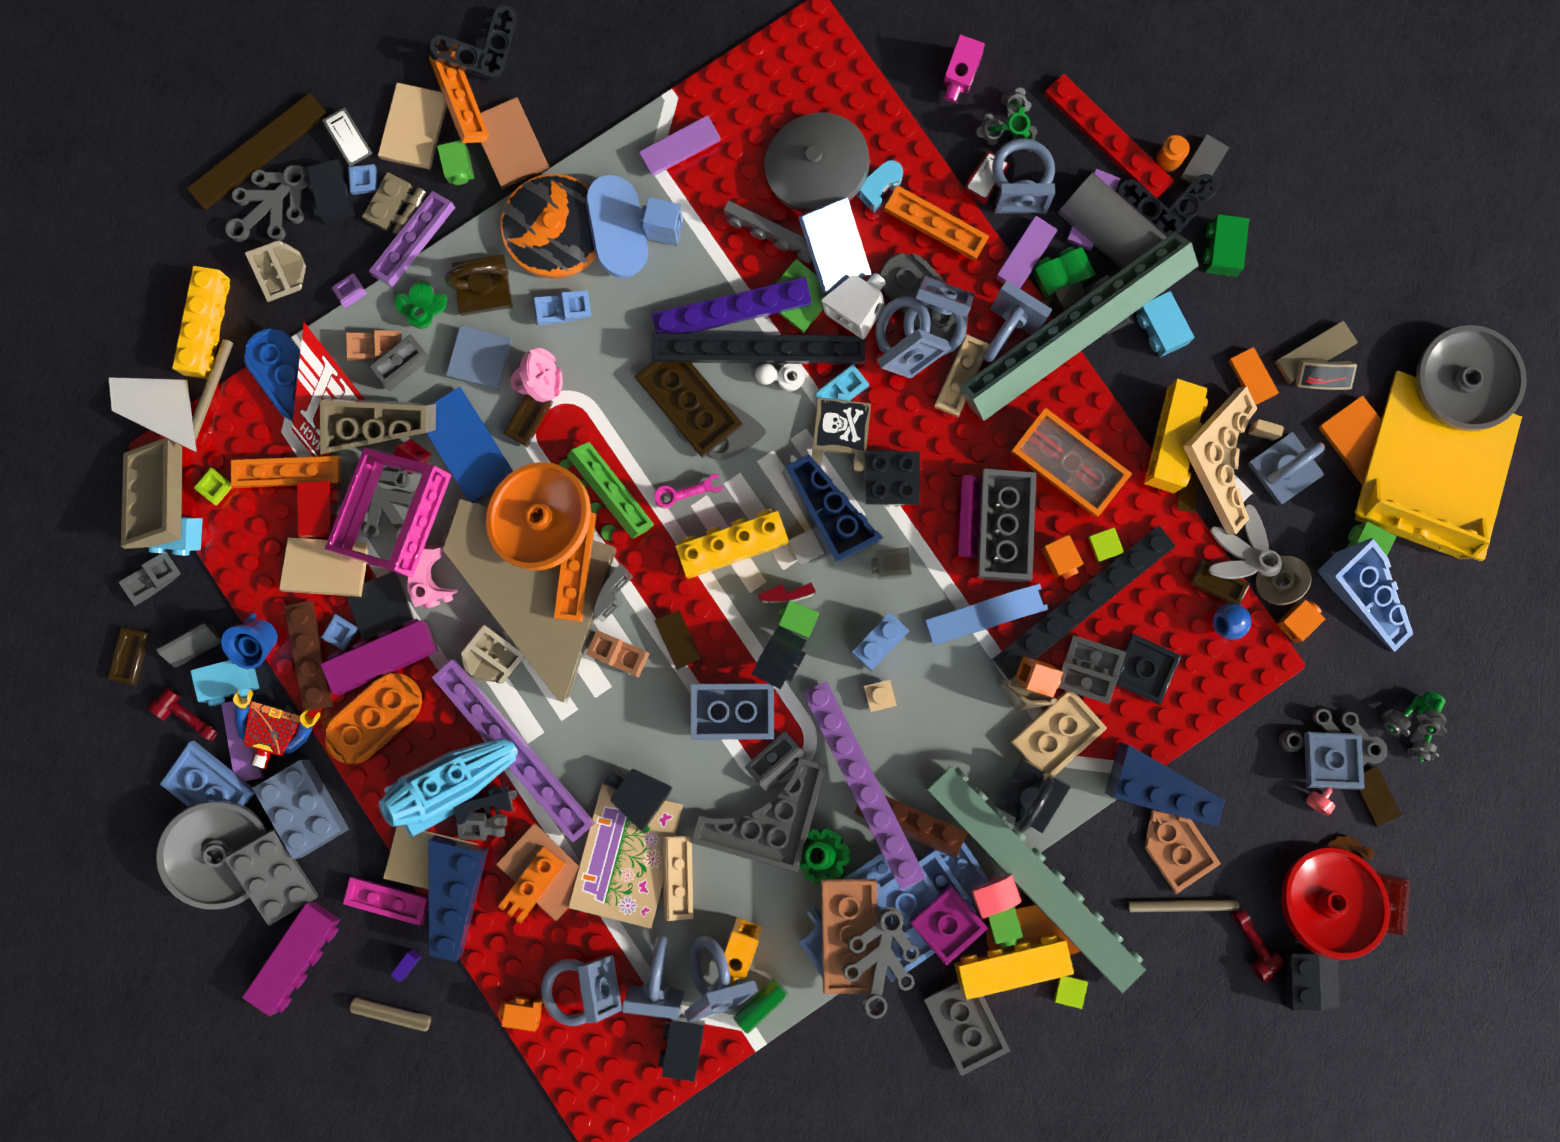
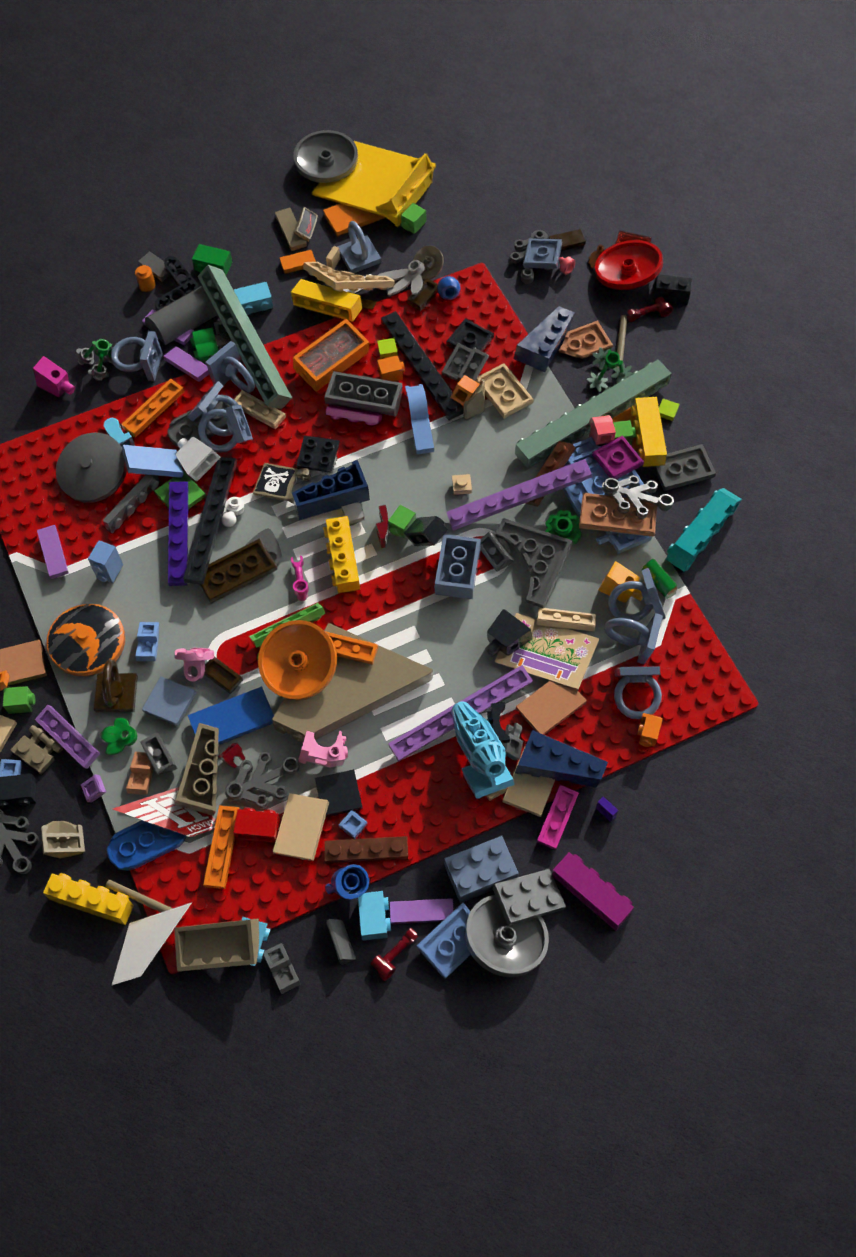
camera: 80 degrees left, 20 degrees down
(128, 656) = (340, 993): dark brown tile -> none
(213, 486) = (220, 905): lime tile -> none
(270, 729) = (417, 881): torso -> none
(373, 718) = (421, 809): orange tile -> none
(379, 657) = (377, 795): magenta brick -> none
(390, 1014) = (641, 827): dark tan axle -> none
(417, 521) = (250, 788): dark pink window -> none
(490, 656) = (390, 718): dark tan slope -> none
(533, 883) = (558, 710): orange hinge -> none
(606, 601) = (362, 628): dark grey slope -> none
(616, 226) = (99, 596): medium blue tile -> none
(617, 653) = (405, 637): nougat slope -> none
(677, 639) = (401, 599): dark brown tile -> none
(682, 1049) = (683, 630): black brick -> none
(844, 386) = (248, 476): medium azure tile -> none
(866, 1069) = (705, 525): none -> teal brick
(880, 642) = (426, 476): medium blue brick -> none
(891, 563) = (375, 462): clear smoke brick -> none
(982, 181) = (131, 380): white slope -> none
(1032, 796) = (541, 404): black tile -> none
(1108, 136) = (121, 313): red plate -> none
(1123, 896) = (611, 361): none -> sand green plant
(1301, 620) = (455, 258): orange brick -> none
(1365, 585) = (439, 225): medium blue wedge -> none
(1430, 721) = (527, 201): dark grey plant -> none

